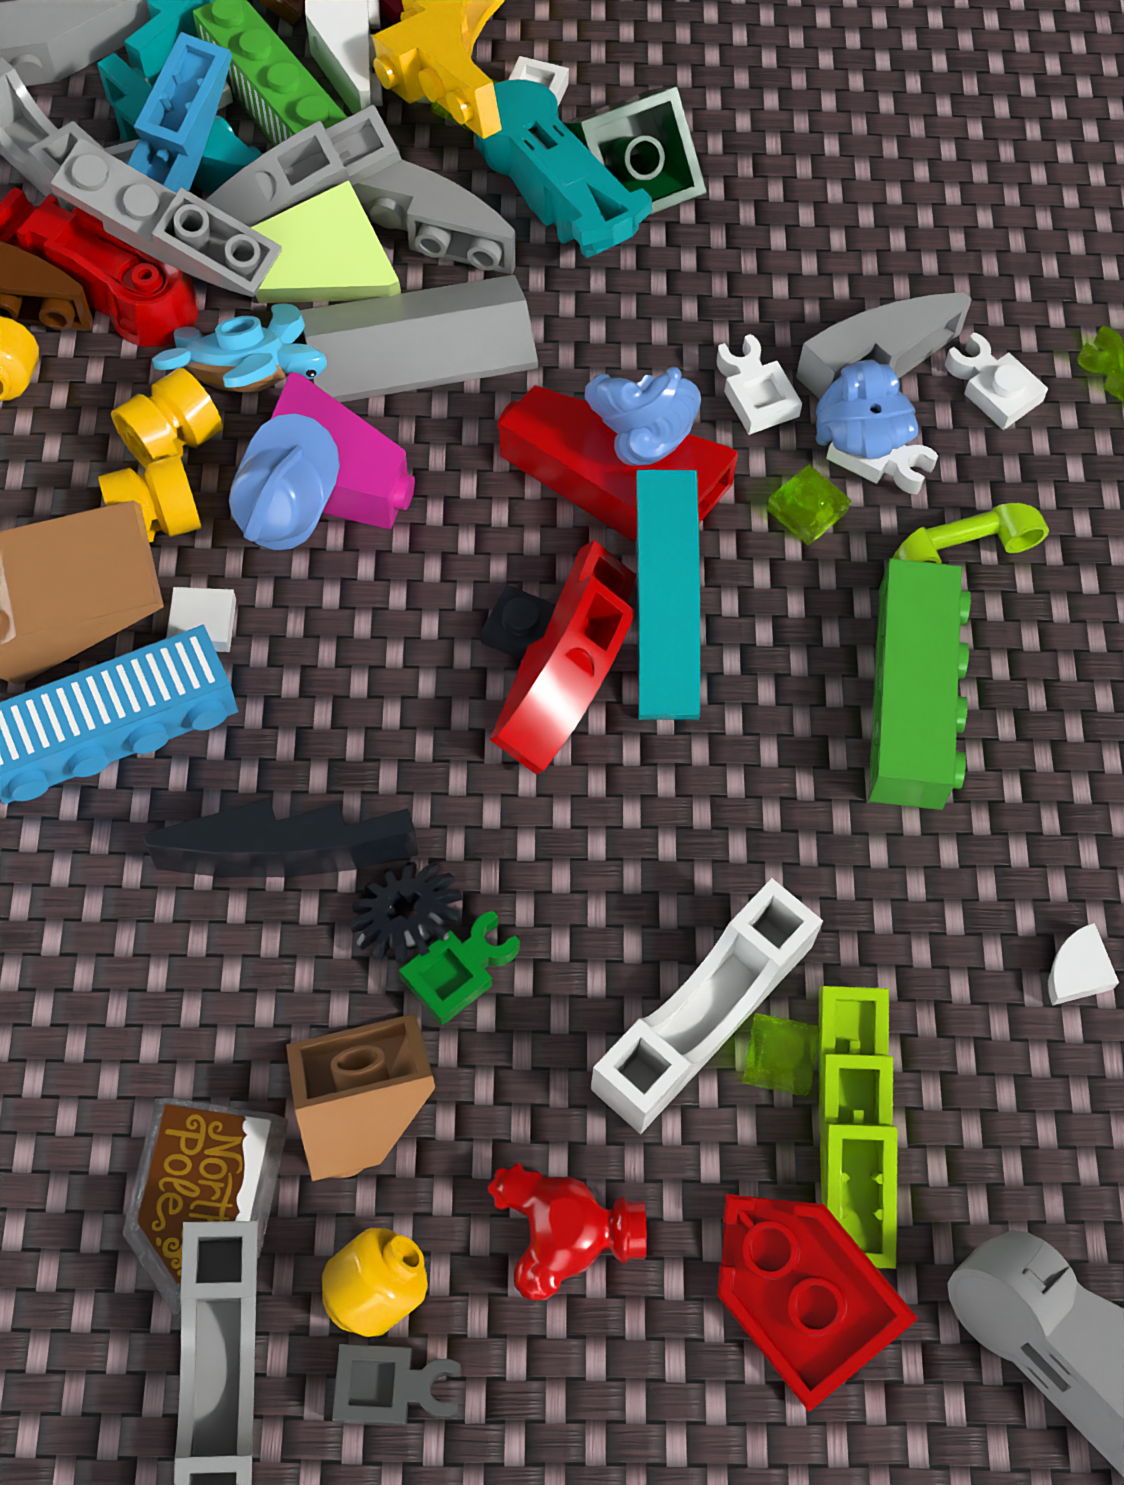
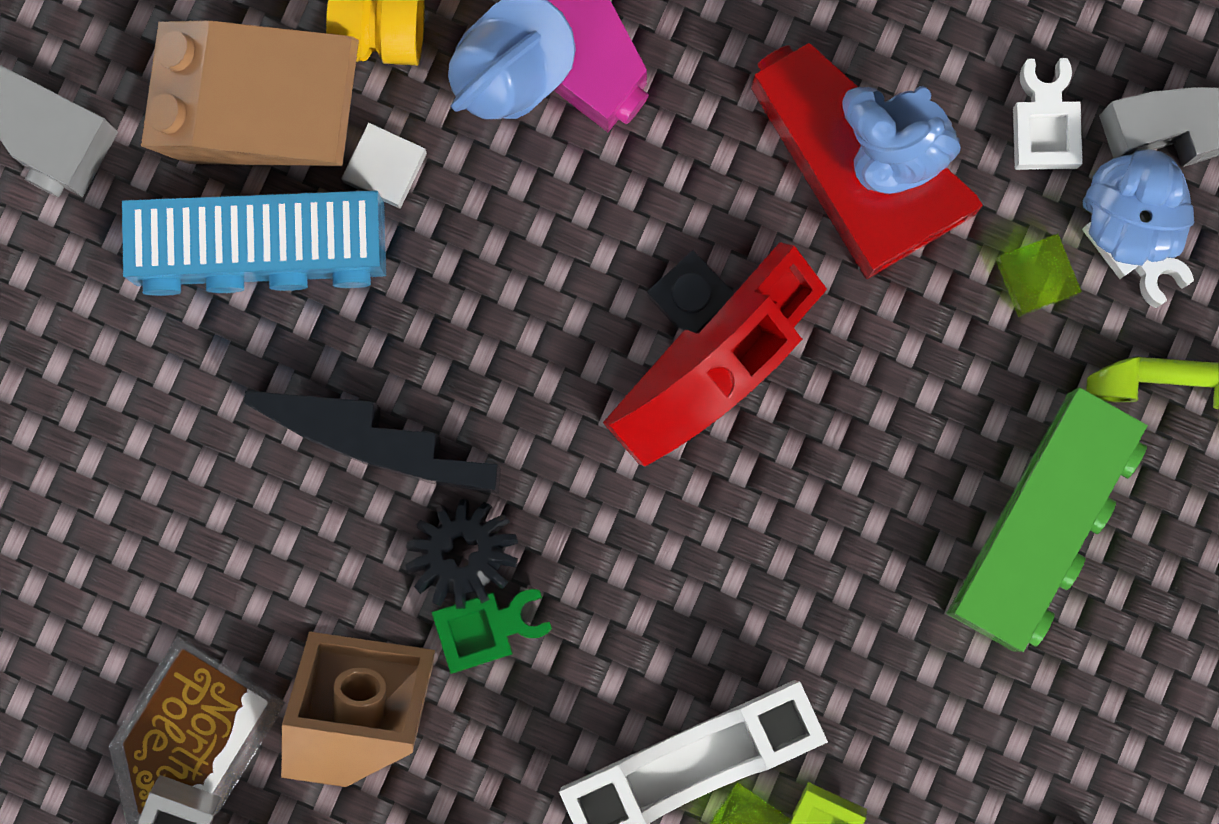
camera: 30 degrees right, 20 degrees up
(667, 595) = (844, 329): teal slope -> none

